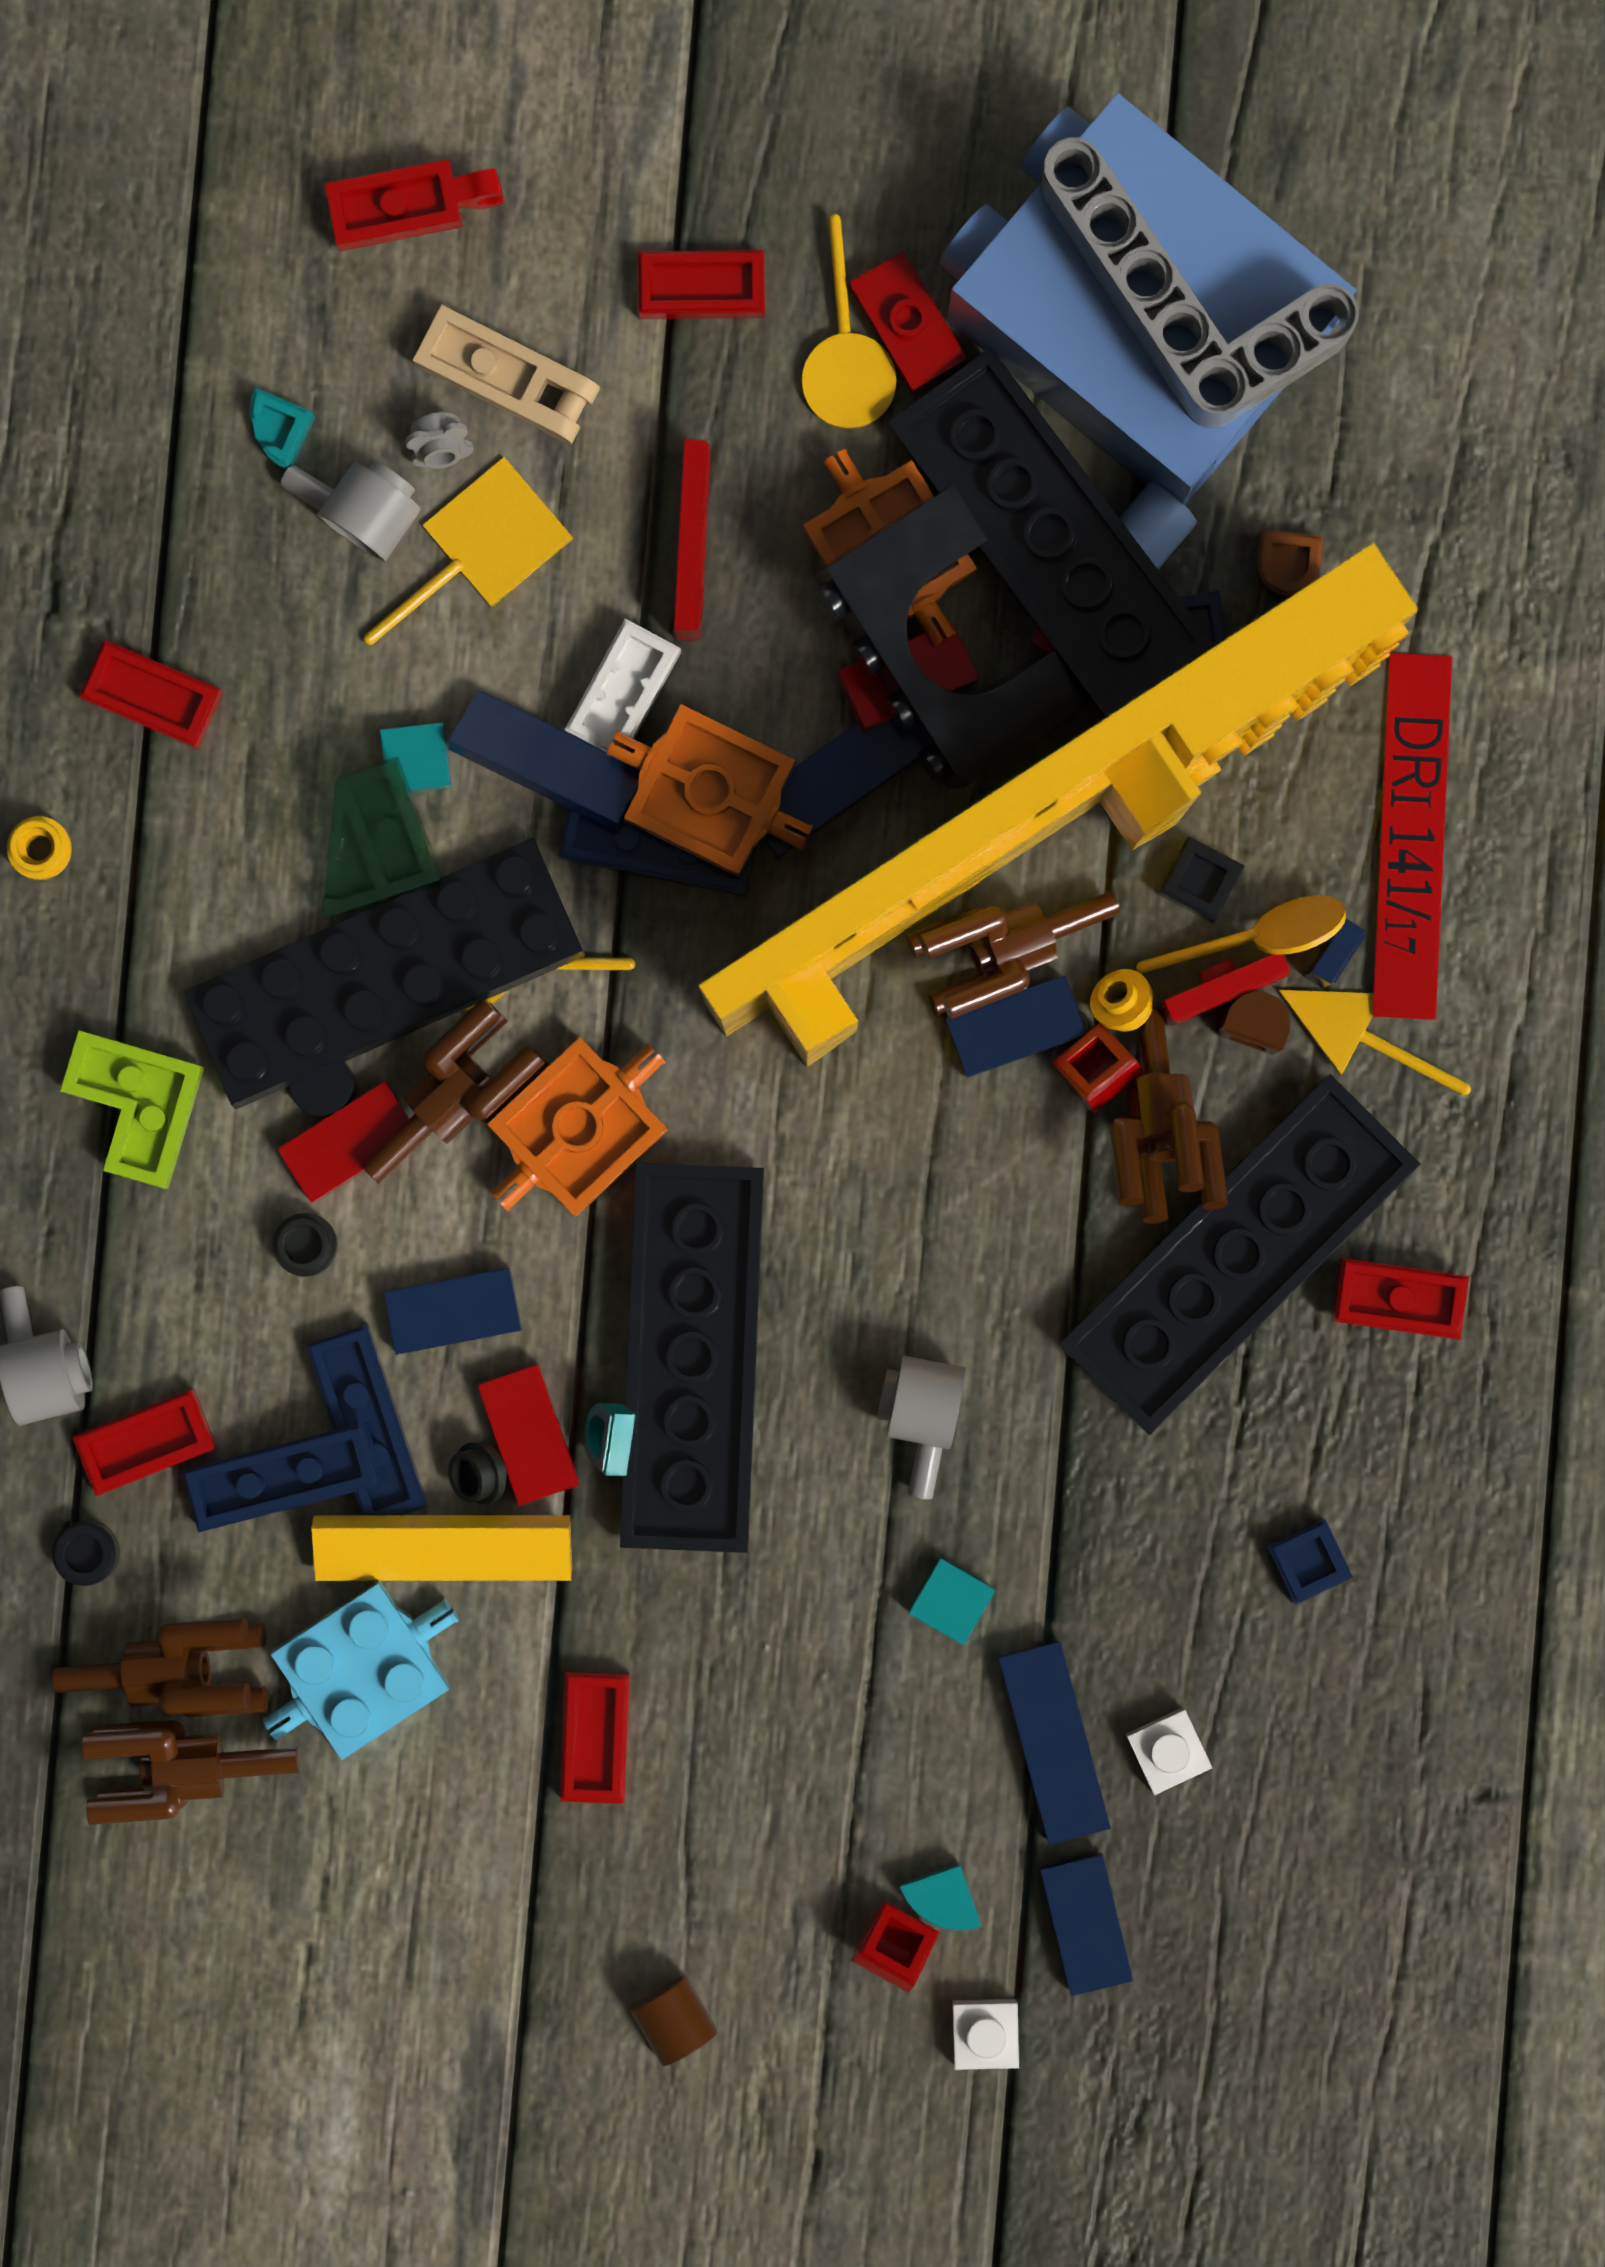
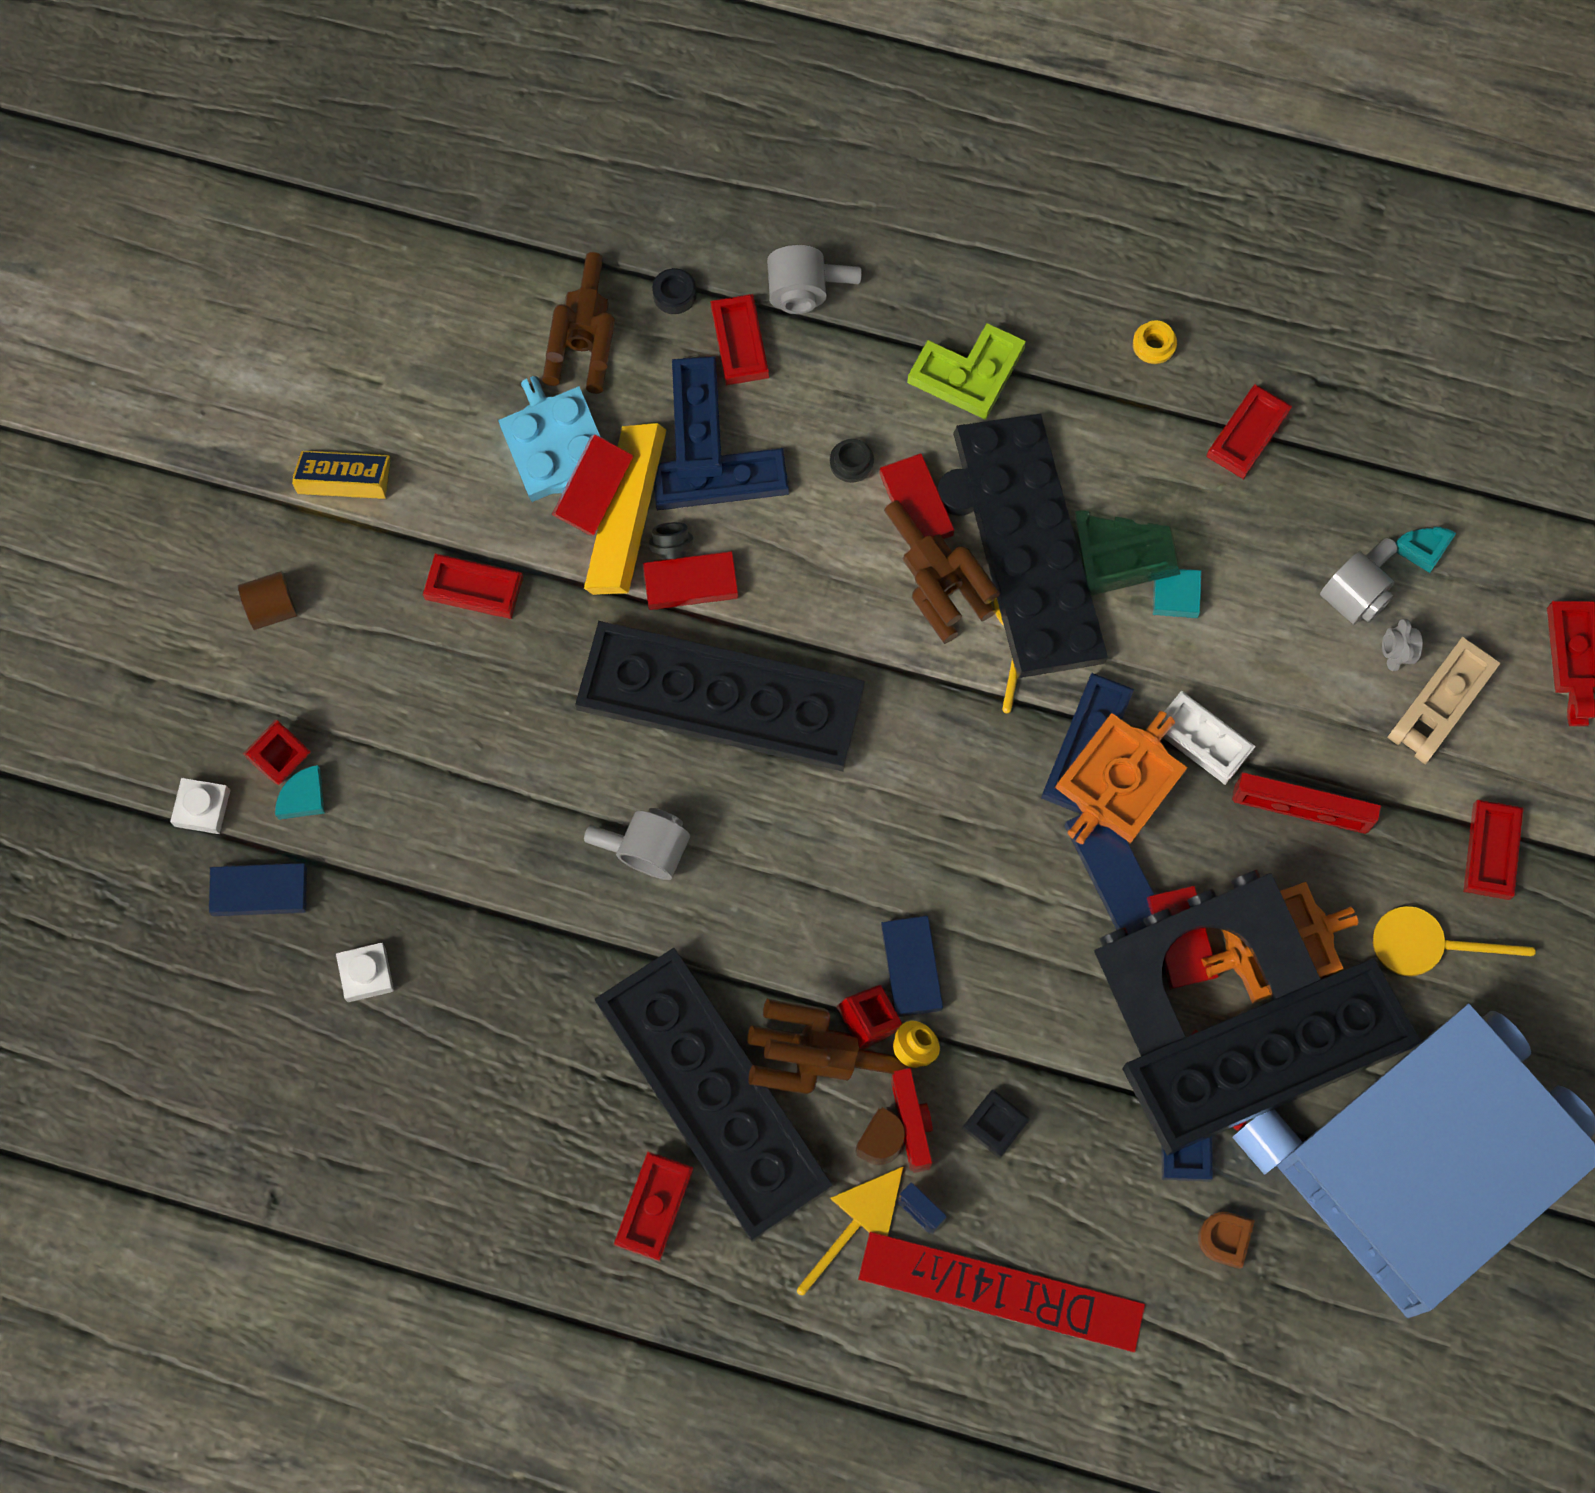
camera: 100 degrees right, 15 degrees down
(172, 1769) = (517, 311): reddish brown plant -> none
(422, 1600) = (592, 485): none -> red tile
(453, 1311) = (786, 547): dark blue tile -> none
(462, 1964) = (341, 474): none -> slope
(493, 535) = (1328, 674): yellow piece -> none
(545, 760) = (1163, 672): dark blue tile -> none
(577, 1127) = (897, 649): orange plate -> none
(609, 1437) = (675, 627): teal tile -> none
(908, 323) = (1447, 990): red plate -> none
(951, 1601) = (508, 841): teal tile -> none
(1002, 947) = (971, 965): reddish brown plant -> none
(1054, 1742) = (391, 892): dark blue tile -> none
(1135, 763) = (1120, 1118): yellow piece -> none
(1176, 303) = (1435, 1157): light grey beam -> none
(1281, 931) = (944, 1169): yellow piece -> none
(1309, 1561) = (476, 1101): dark blue tile -> none

